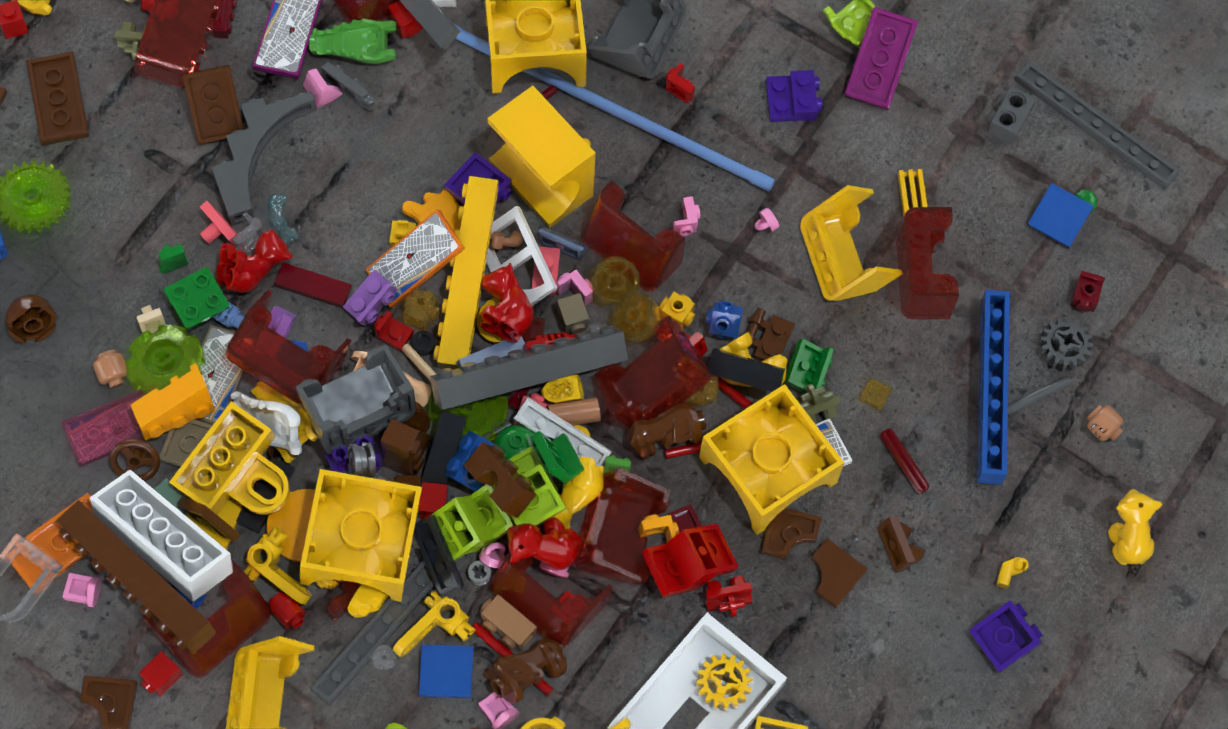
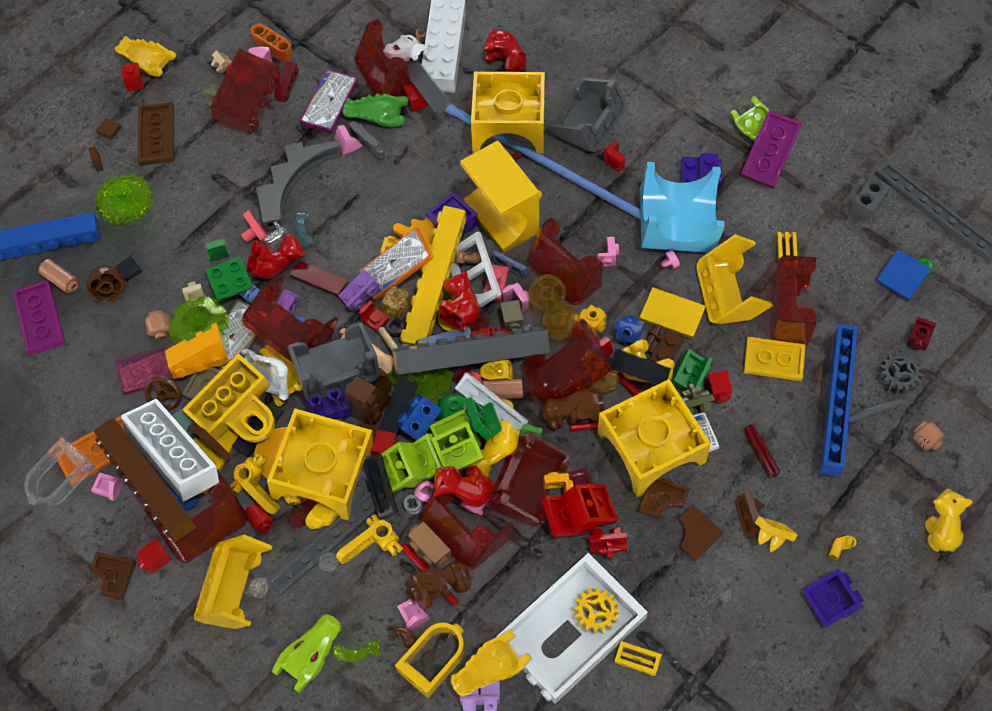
camera: 15 degrees right, 5 degrees down
(56, 293) = (129, 269): none -> black tile
(213, 103) = (264, 142): reddish brown tile -> none
(299, 698) = (258, 587): none -> clear plate
(361, 460) = (329, 405): flat silver wheel -> none
(446, 671) = (375, 578): blue tile -> none
(512, 489) = (441, 438): reddish brown arch -> none
(772, 156) = (679, 213): none -> medium azure piece
(776, 291) = (672, 313): none -> yellow tile
(845, 383) = (720, 386): none -> red brick
(875, 394) = (743, 397): clear yellow tile -> none
(909, 340) = (774, 358): none -> yellow tile
(929, 561) = (775, 531): none -> yellow tile

